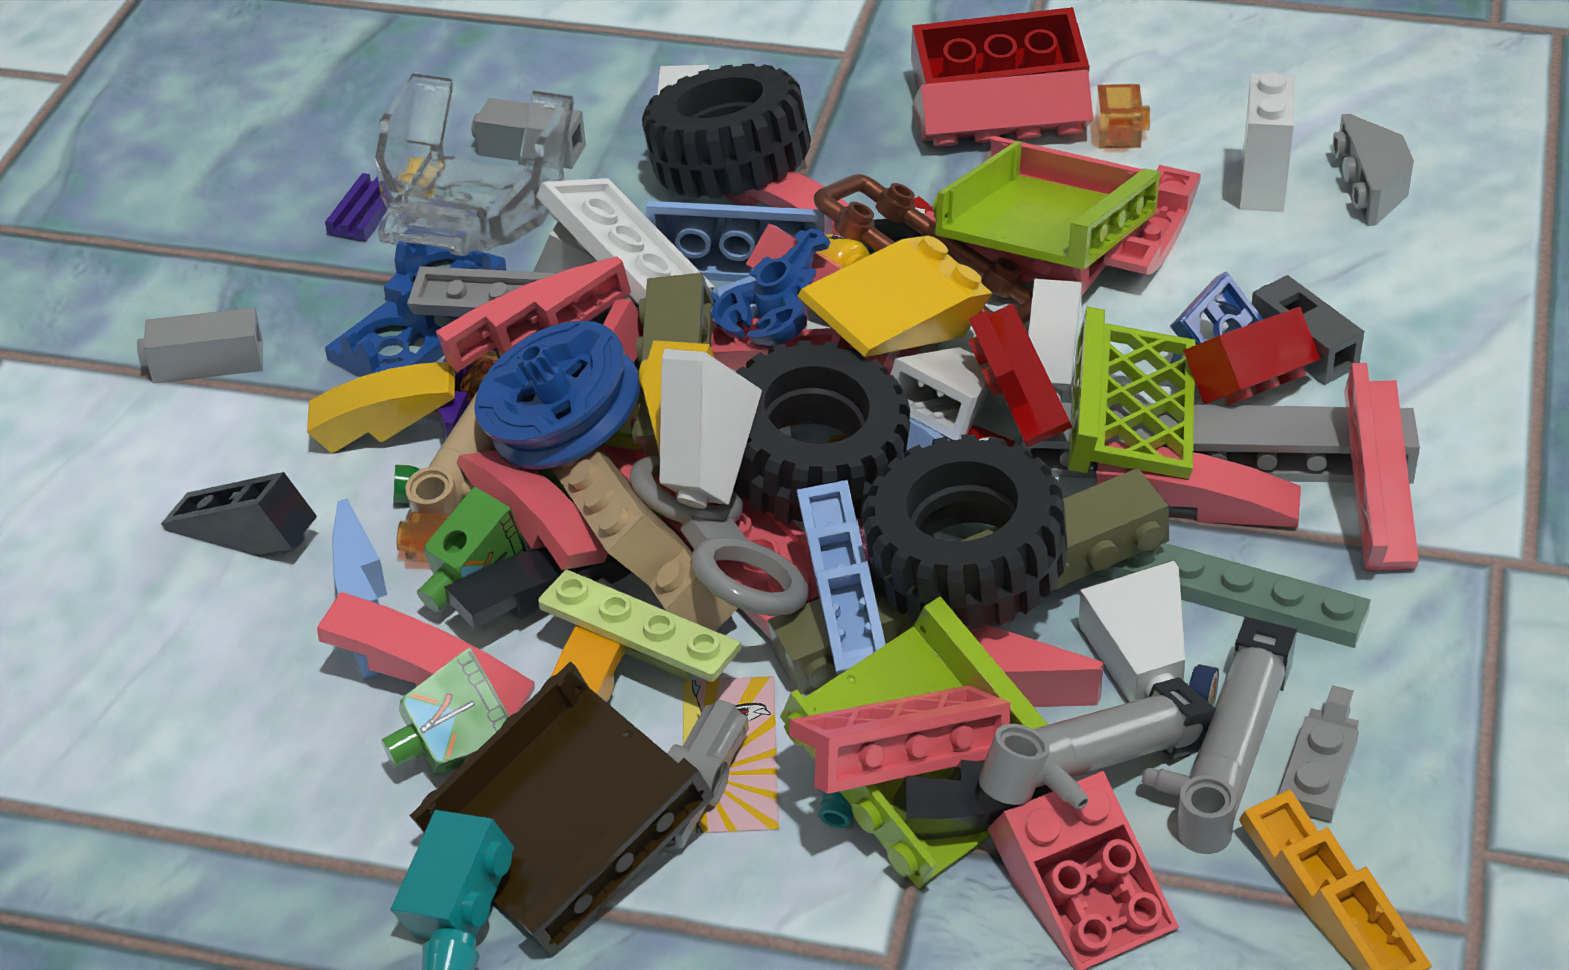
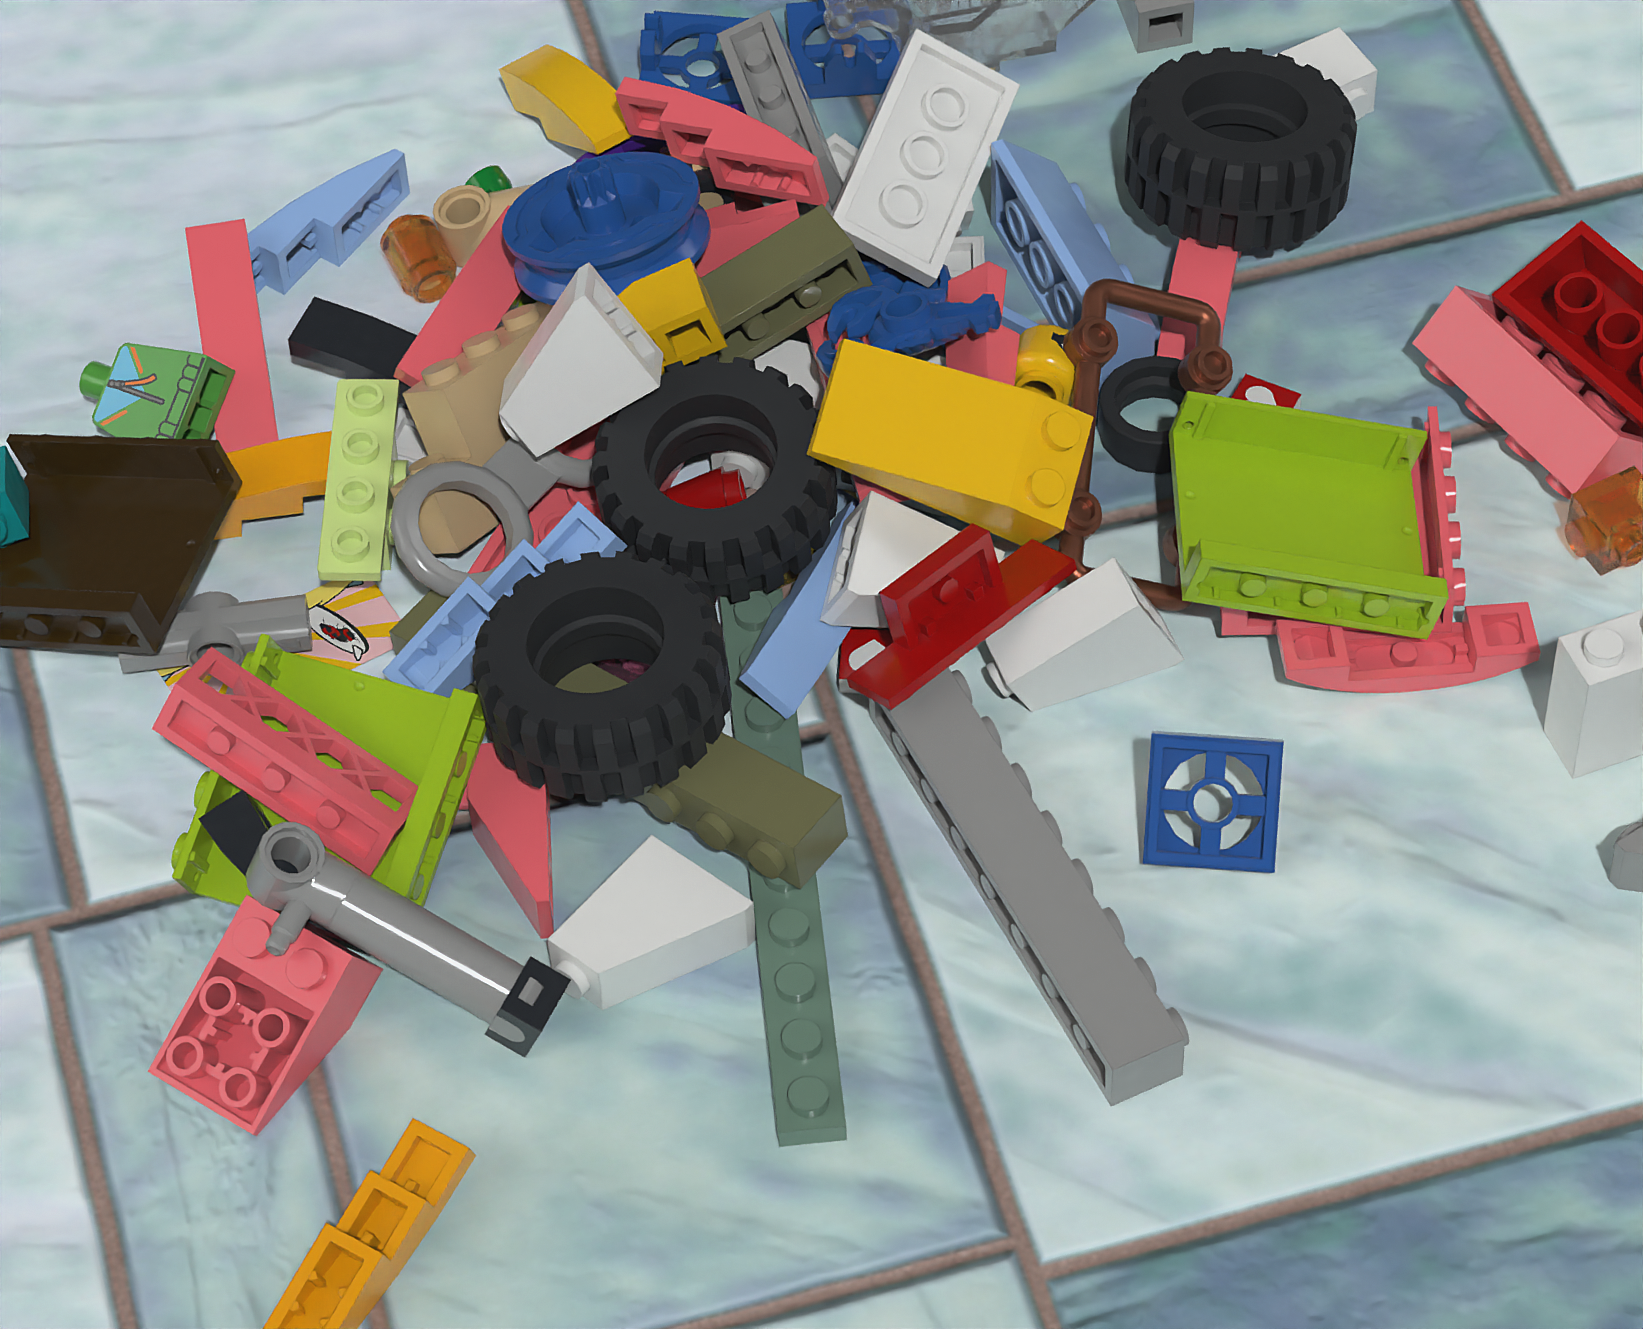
camera: 60 degrees right, 10 degrees up
(245, 515) = (352, 94): black slope -> none
(469, 539) = (391, 282): bright green torso -> none
(1092, 401) = (979, 693): lime fence -> none
(1205, 682) = (588, 1018): dark blue tile -> none
(1221, 490) = (930, 884): coral slope -> none
(1232, 740) = (539, 1071): light grey piece -> none
(1252, 358) = (1161, 838): red brick -> none
(1323, 755) = (569, 1171): light grey hinge -> none
(1334, 335) = (1302, 883): dark grey brick -> none
(1380, 472) = (1033, 1041): coral fence -> none

